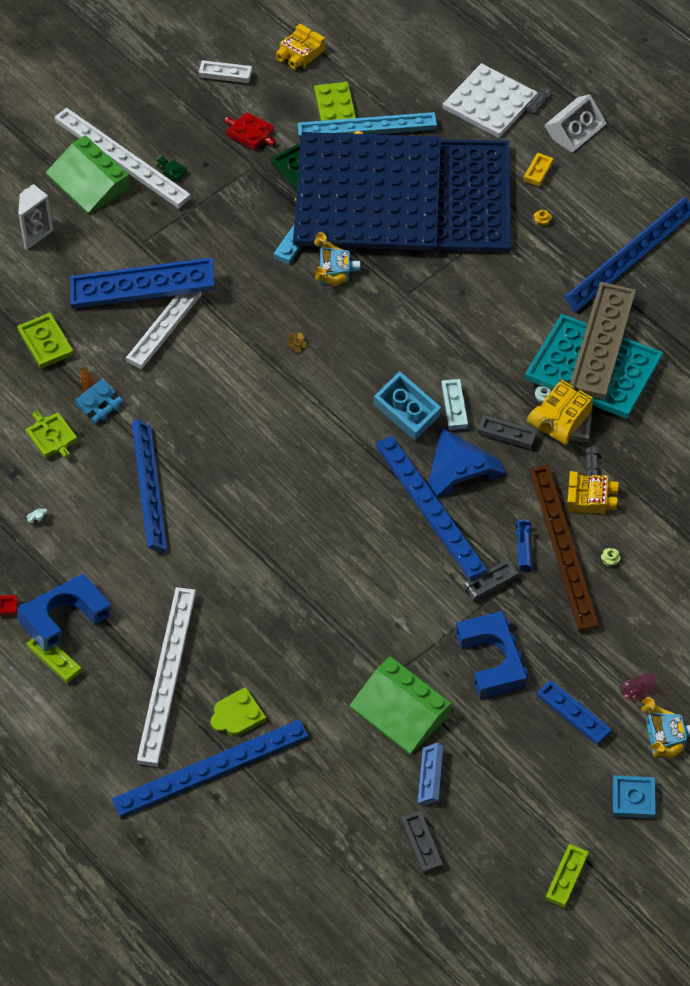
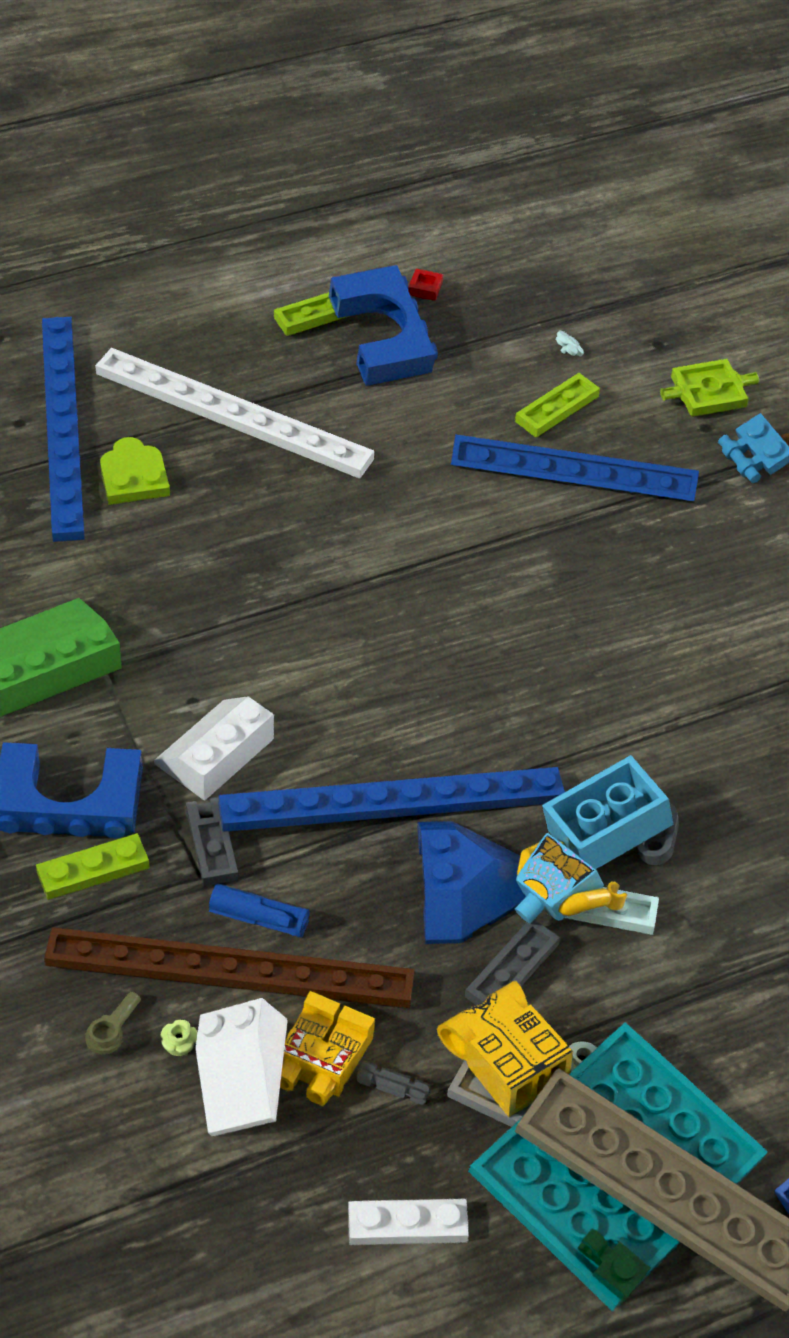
camera: 105 degrees right, 5 degrees down
(95, 507) = (557, 405): none -> lime plate
(428, 597) = (218, 745): none -> white slope
(457, 417) = (561, 883): none -> torso
(530, 630) = (92, 866): none -> lime plate
(621, 517) = (240, 1065): none -> white slope
(624, 586) = (105, 1033): none -> olive plate
(648, 351) = (618, 1268): none -> dark green plate
(658, 440) = (408, 1221): none -> white plate

